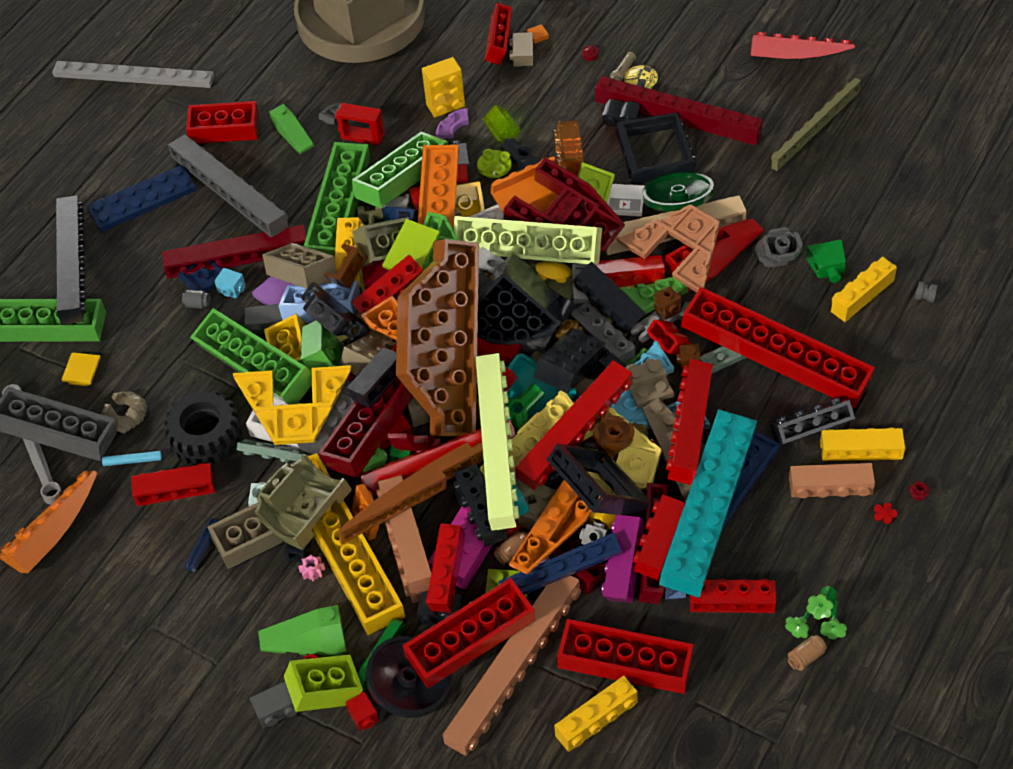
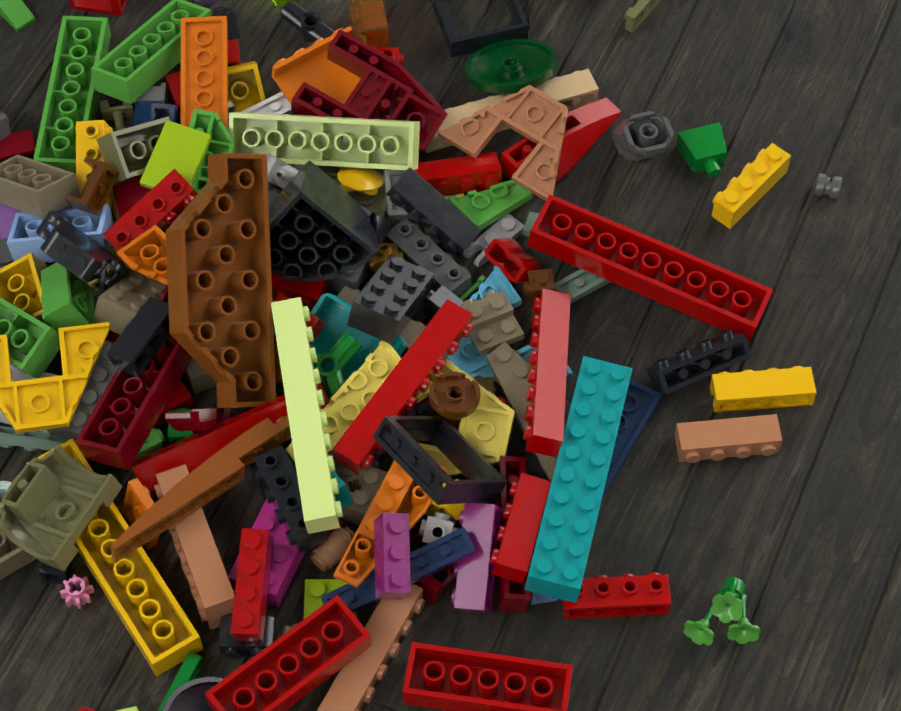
camera: 10 degrees left, 5 degrees up
(311, 633) = (83, 680): bright green wedge -> none
(494, 163) = (272, 36): lime dish -> none
(555, 551) = (392, 556): none -> magenta brick
(597, 178) = (407, 52): lime tile -> none
(626, 199) = (445, 78): white tile -> none
(667, 302) = (508, 215): reddish brown brick -> none
(806, 652) = (712, 664): medium nougat head -> none
(884, 513) = (796, 476): red plant -> none
(916, 494) = (833, 450): dark red plate -> none

